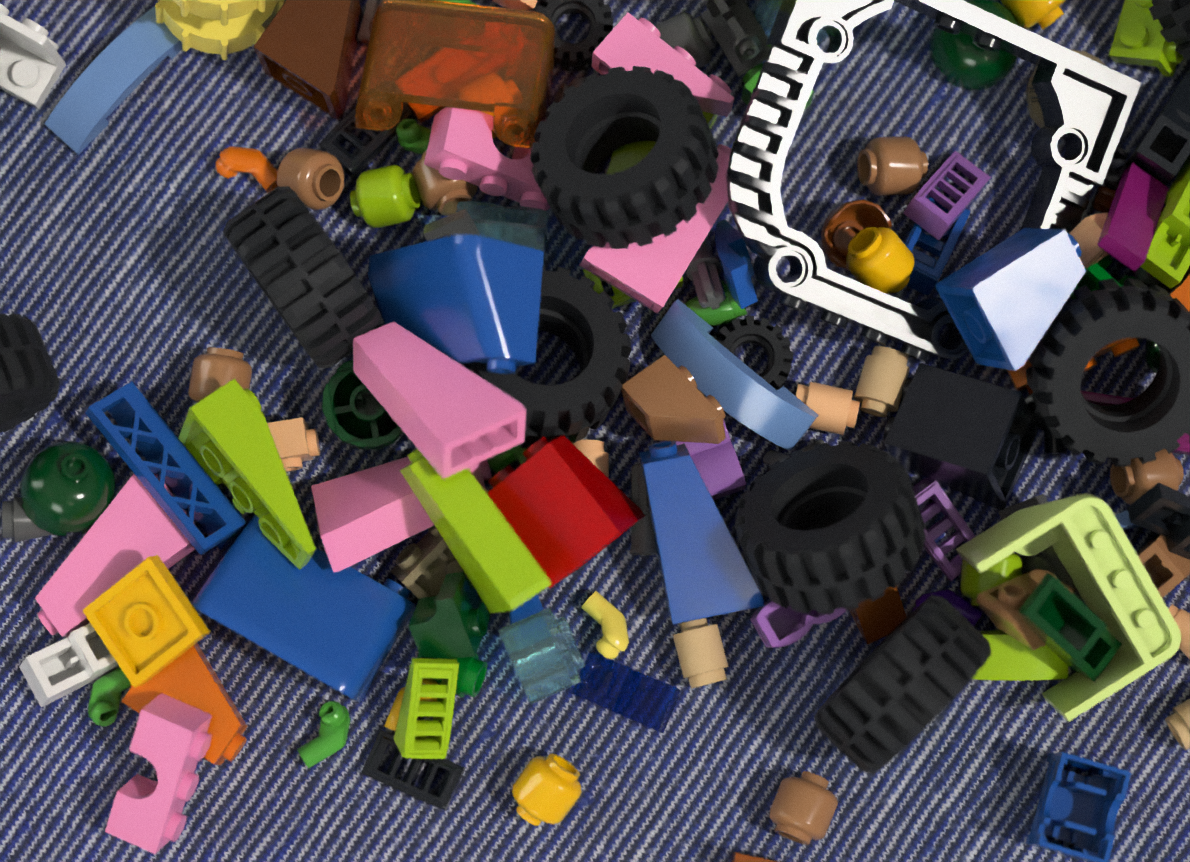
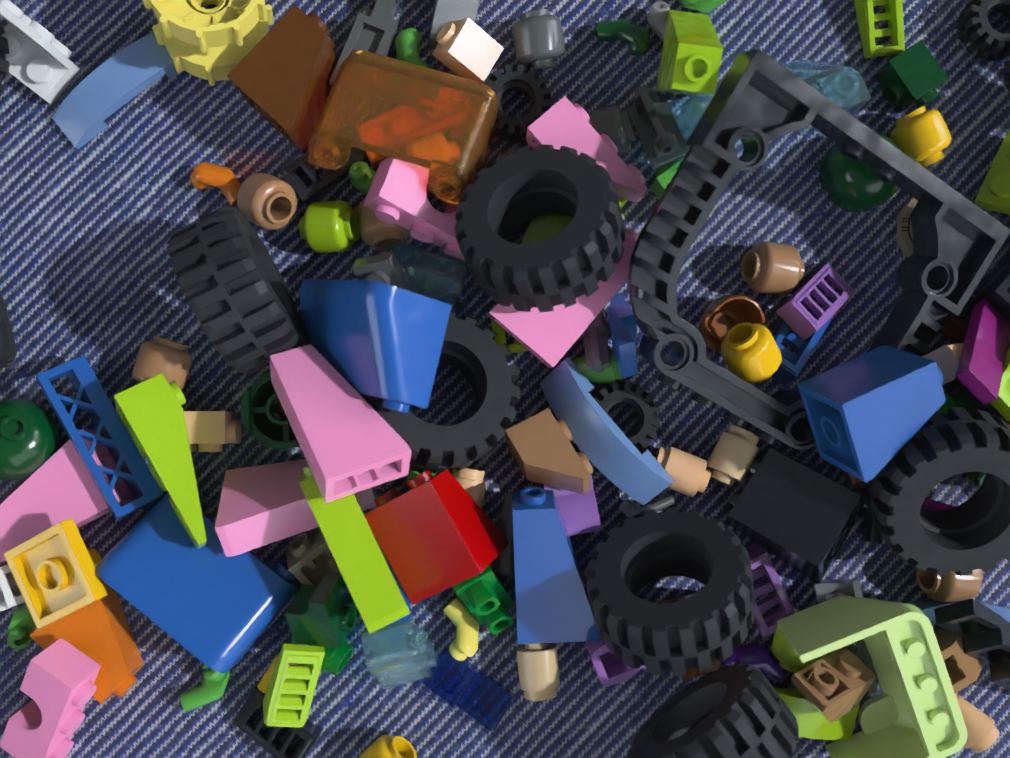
camera: 10 degrees right, 5 degrees up
(628, 579) = (487, 600): none -> green hips
(1069, 628) = (871, 717): dark green slope -> none

